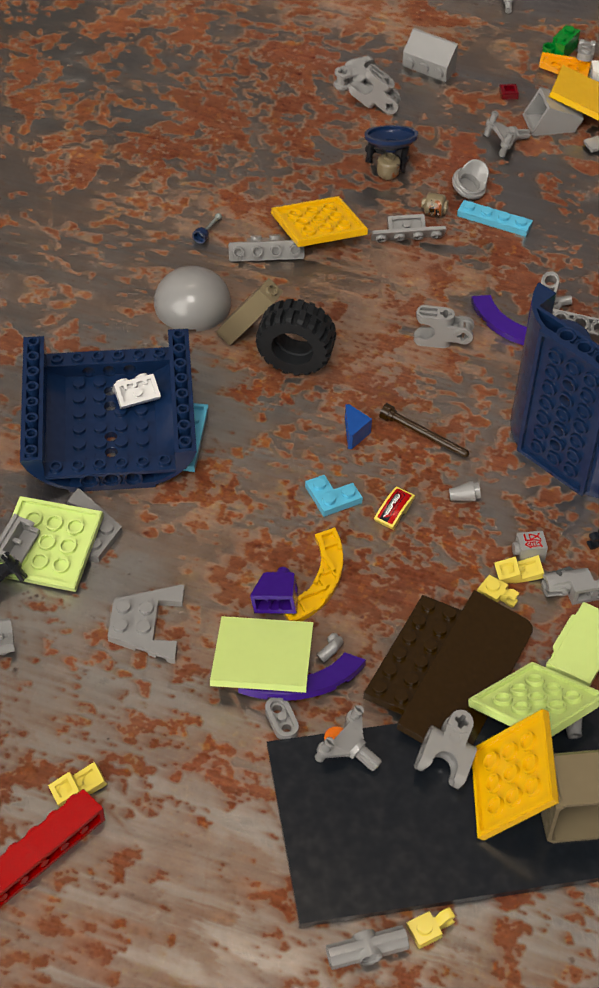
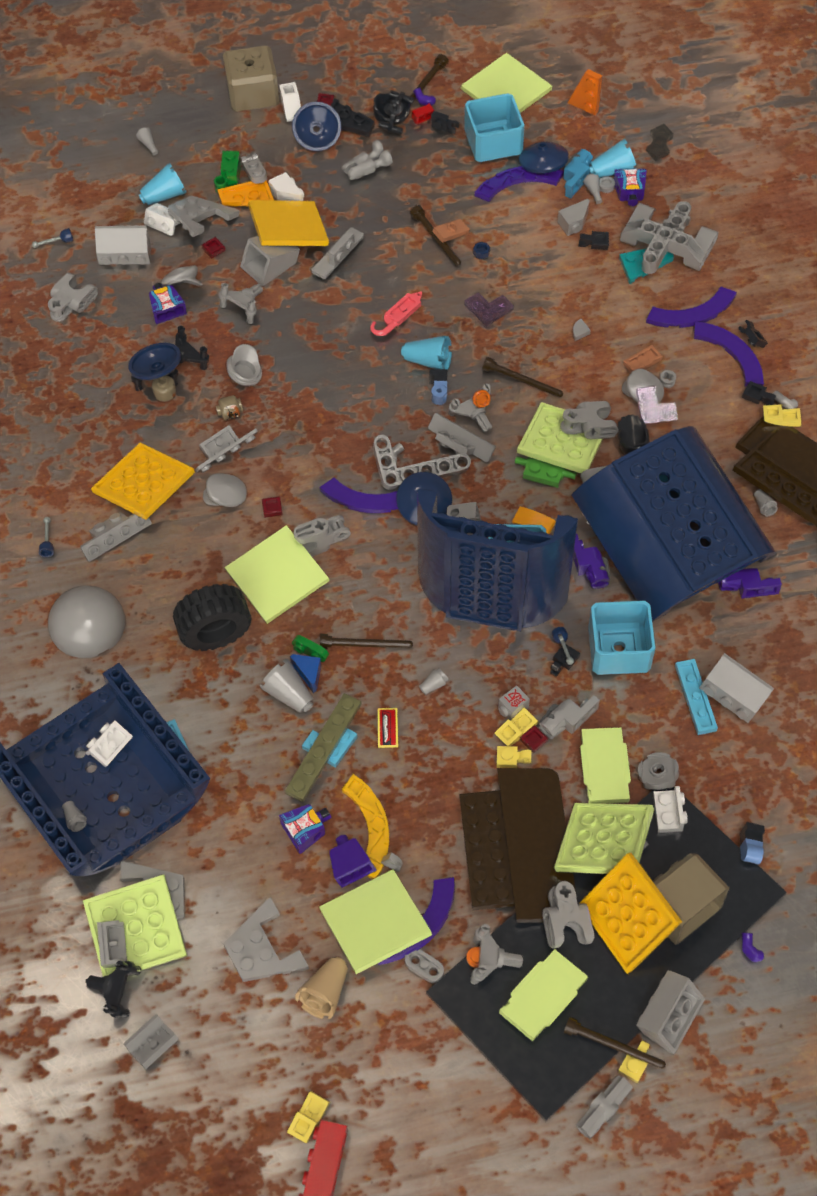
camera: 30 degrees left, 10 degrees up
(62, 432) = (74, 817): none -> light grey cone
(172, 682) = (323, 989): none -> tan cone
(249, 311) = (153, 612): dark tan slope -> none
(258, 544) = (304, 826): none -> torso
(316, 616) = (392, 861): none -> light grey tile
(321, 490) = (323, 747): none -> olive plate
(324, 424) = (288, 687): none -> light grey cone
(334, 644) = (422, 882): light grey arm -> none
(369, 408) = (310, 648): none -> green plate
(377, 805) = (543, 994): none -> yellowish green piece
(378, 93) = (103, 310): light grey piece -> none
(383, 342) = (277, 574): none -> yellowish green tile
(384, 261) = (224, 490): none -> light grey piece
(386, 852) = (574, 1027): none -> dark brown piece
(389, 34) = (65, 236): none -> hinge
(418, 293) = (272, 507): none -> dark red tile
(427, 148) = (188, 352): none -> black axle
(436, 111) = (166, 303): none -> torso
(463, 97) = (182, 275): none -> light grey piece
(479, 54) = (160, 219): none -> white bracket
(494, 218) = (286, 394): medium azure plate -> none
(495, 31) = (162, 187): none -> medium azure cone
(499, 898) = (671, 1011): none -> light grey slope
(507, 57) = (195, 209): none -> light grey wing
(530, 588) = (533, 739): none -> dark red tile

